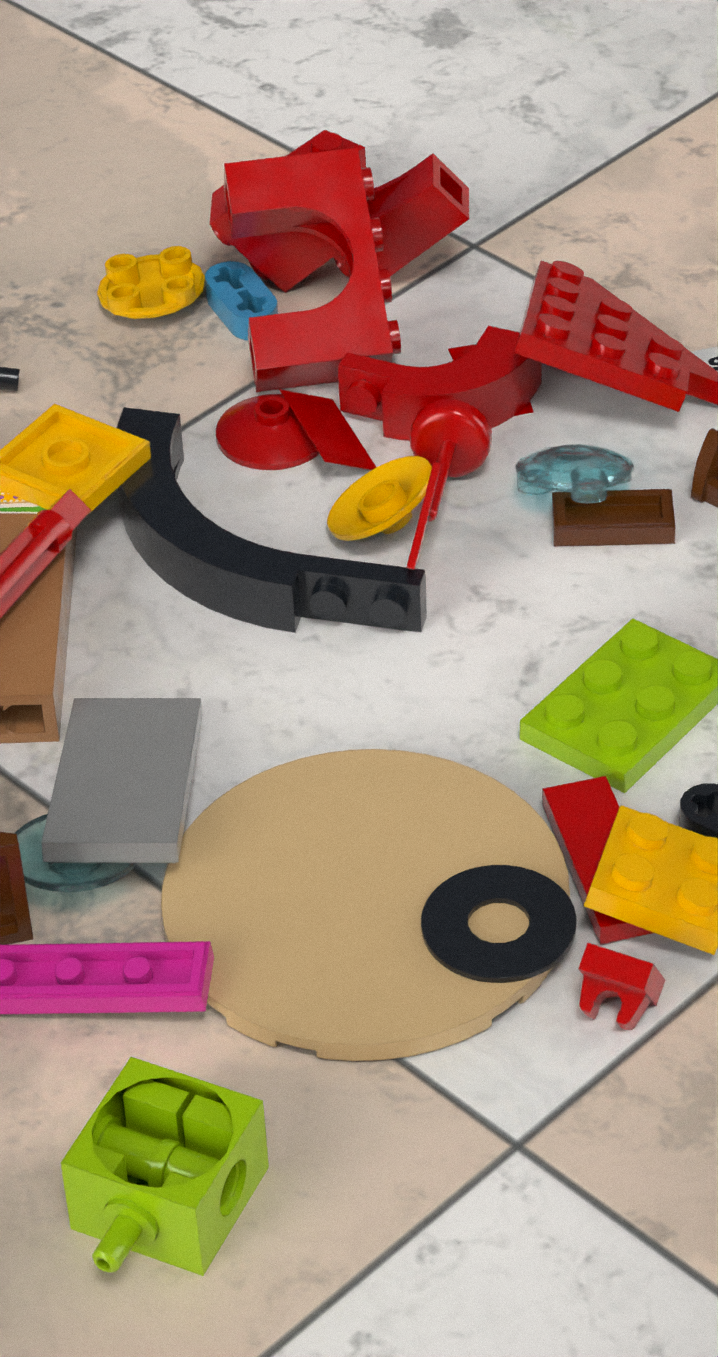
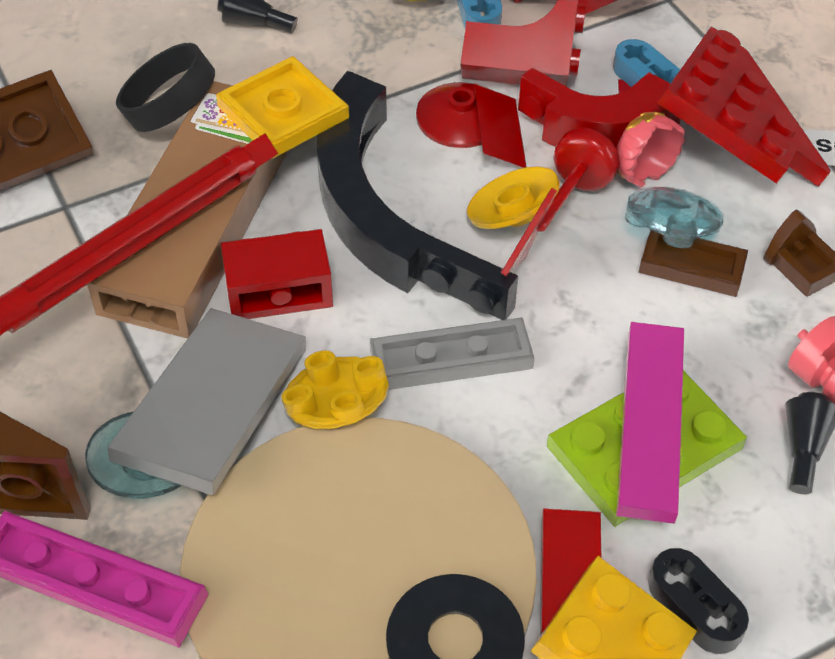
camera: 15 degrees right, 10 degrees up
(139, 643) = (277, 274): none -> red brick
(261, 739) = (335, 390): none -> yellow dish
(374, 676) = (454, 353): none -> light grey tile
(464, 319) = (637, 58): none -> dark azure beam
(520, 407) = (649, 147): none -> coral hair
(629, 672) = (651, 424): none -> dark pink tile

